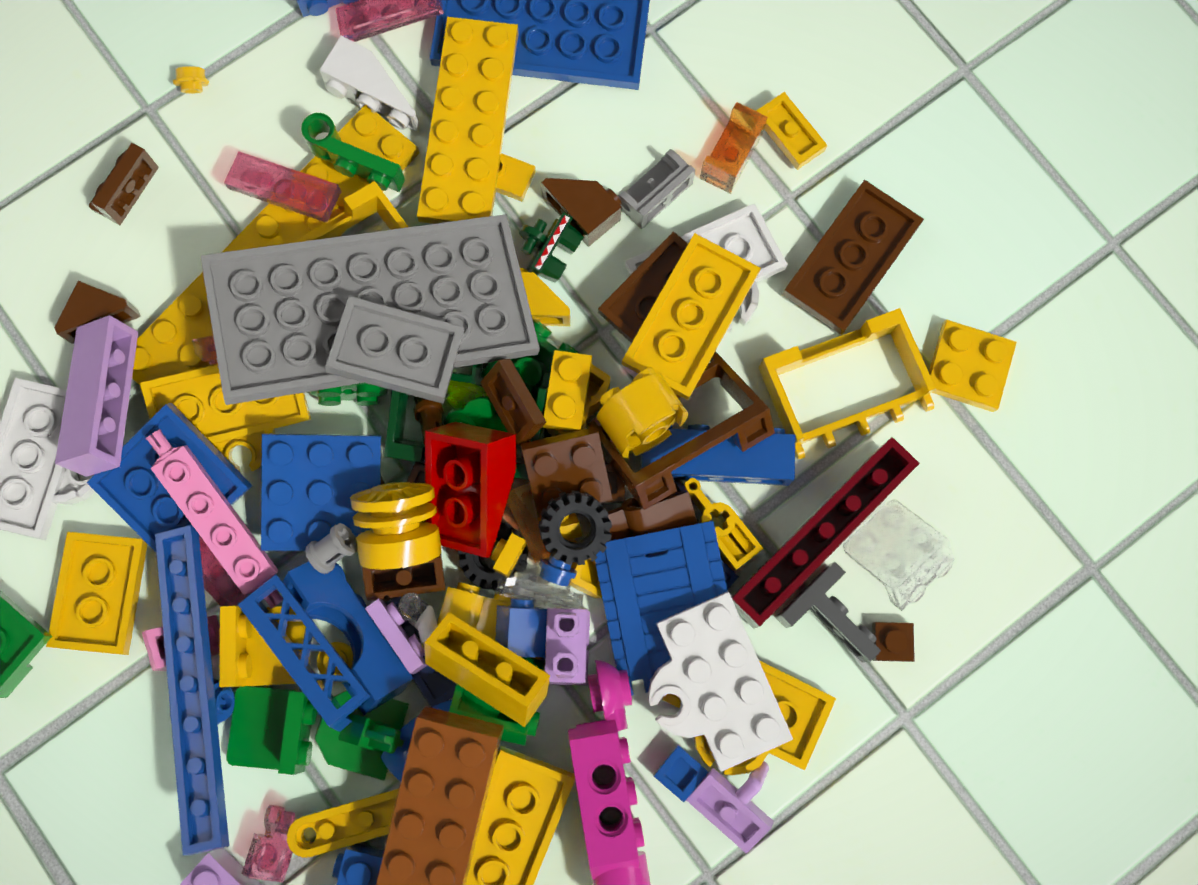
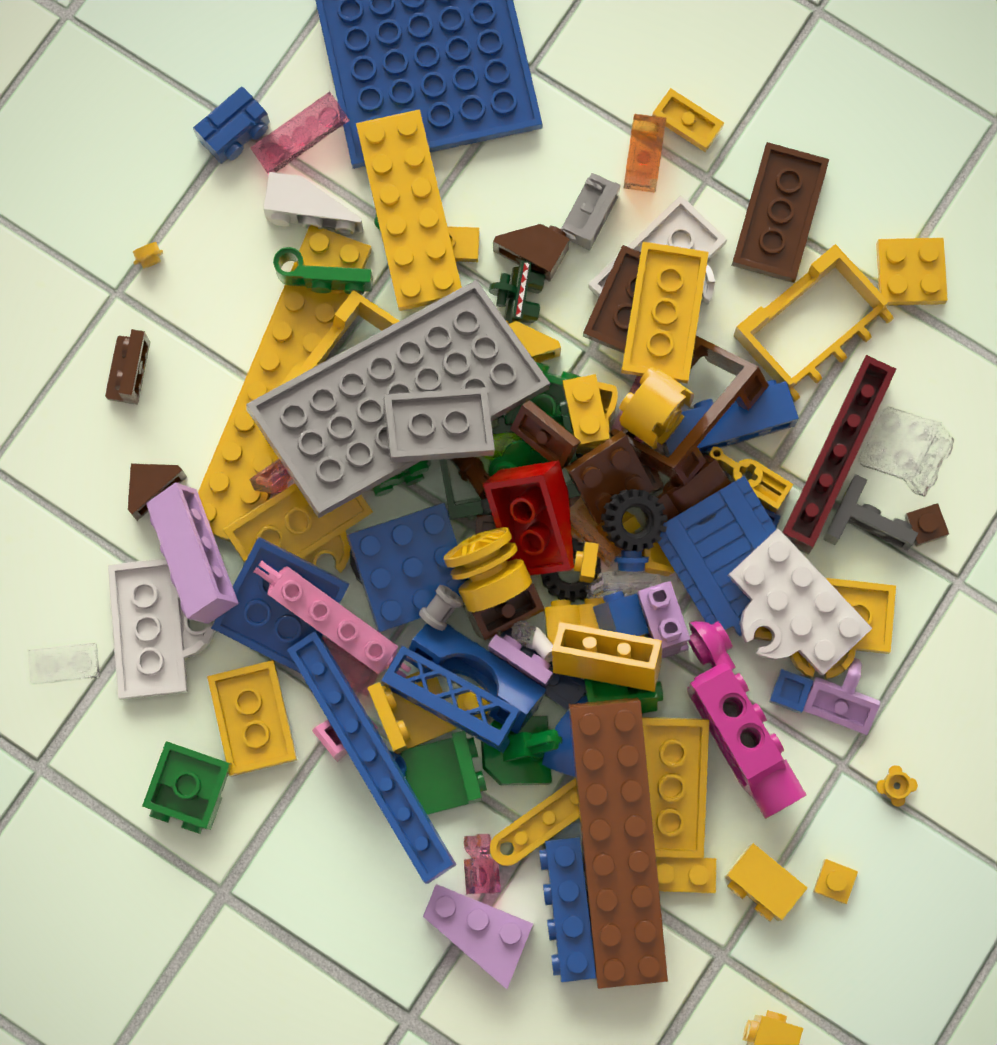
camera: 15 degrees left, 0 degrees up
(282, 186) = (273, 321): clear pink plate -> none

